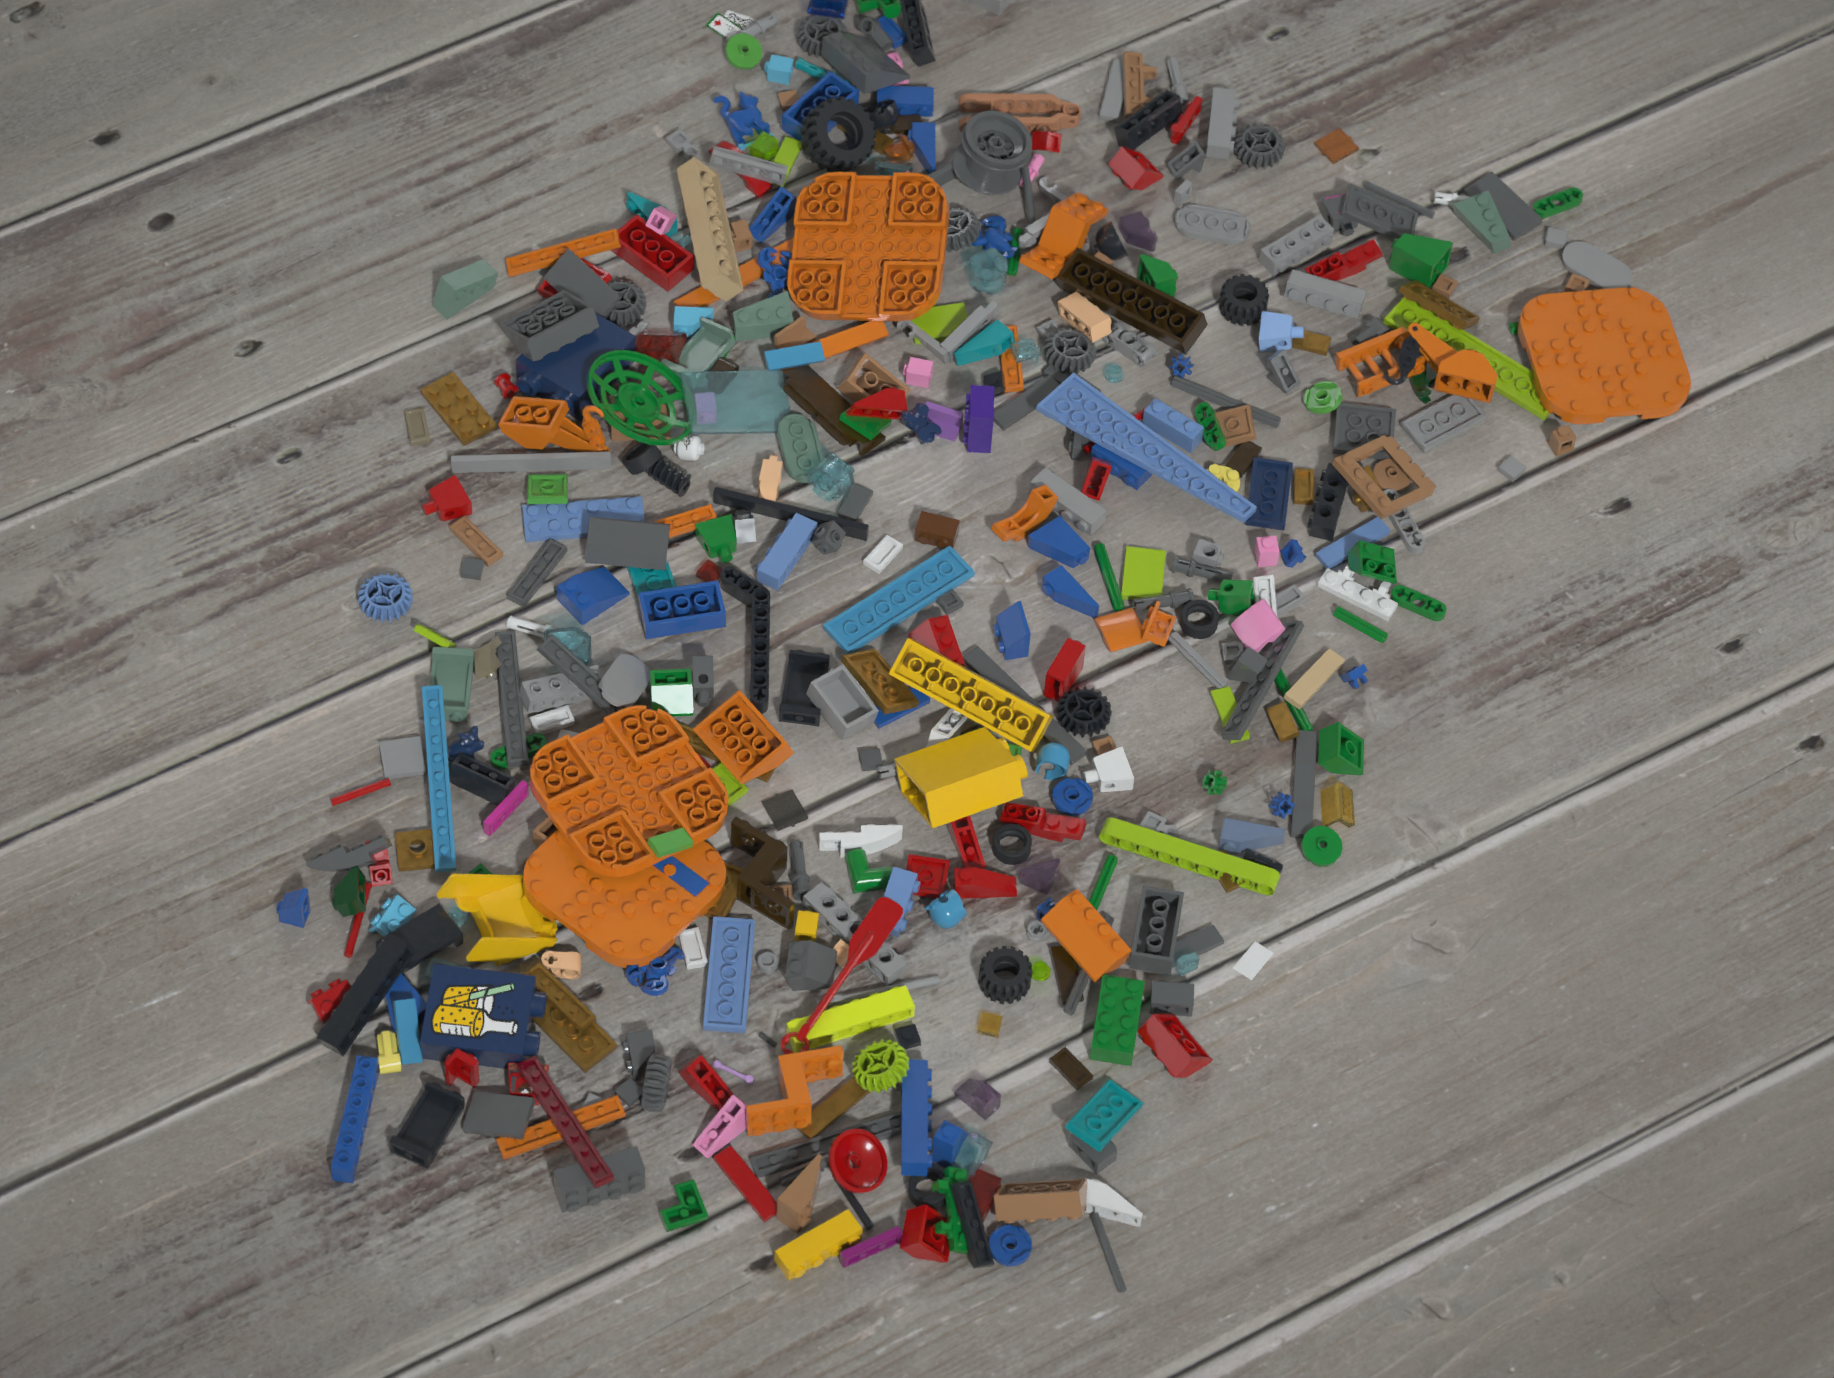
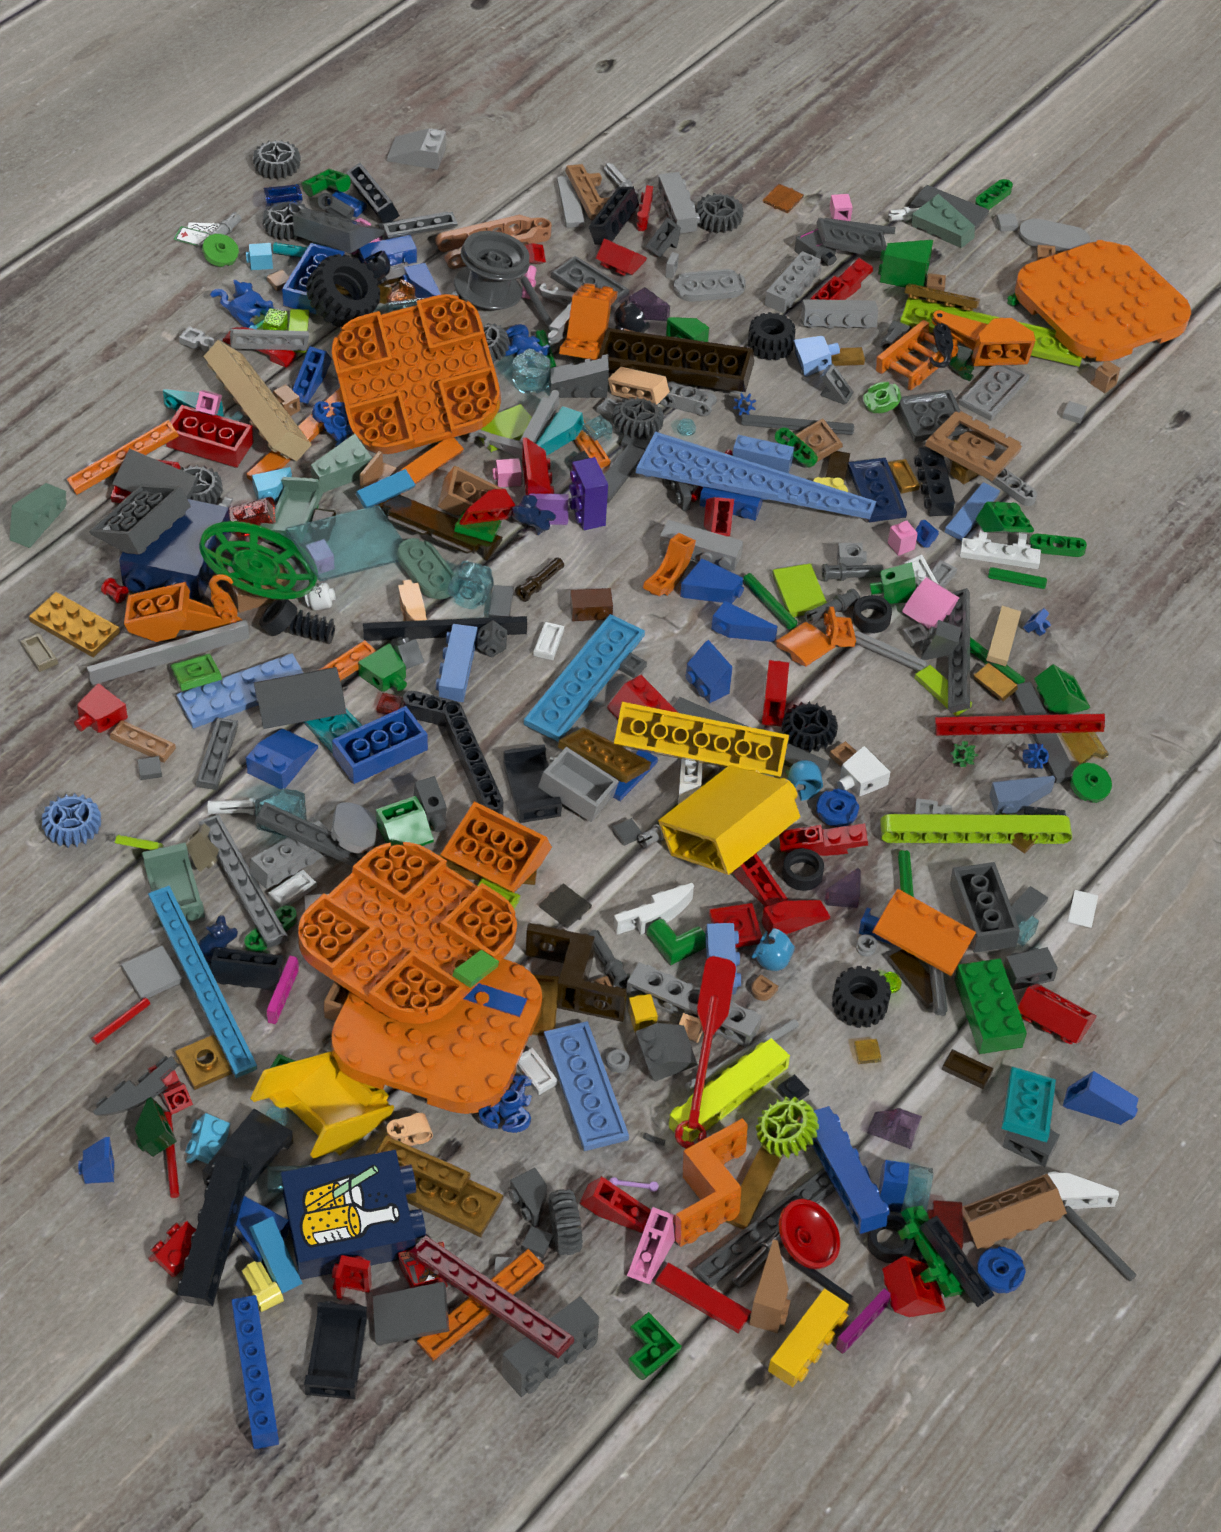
camera: 20 degrees left, 5 degrees down
(893, 493) = (534, 583): none -> dark brown pin
(925, 940) = (763, 988): none -> medium nougat tile
(944, 378) = (535, 469): none -> red slope
(948, 77) = (418, 225): none -> dark grey slope
(1031, 294) = (582, 379): none -> dark grey wedge
(1088, 178) = (578, 272): none -> dark grey tile
(1173, 1133) = (1101, 1099): none -> blue slope
(1279, 771) = (1019, 724): none -> red tile
(1387, 174) = (841, 207): none -> bright pink brick

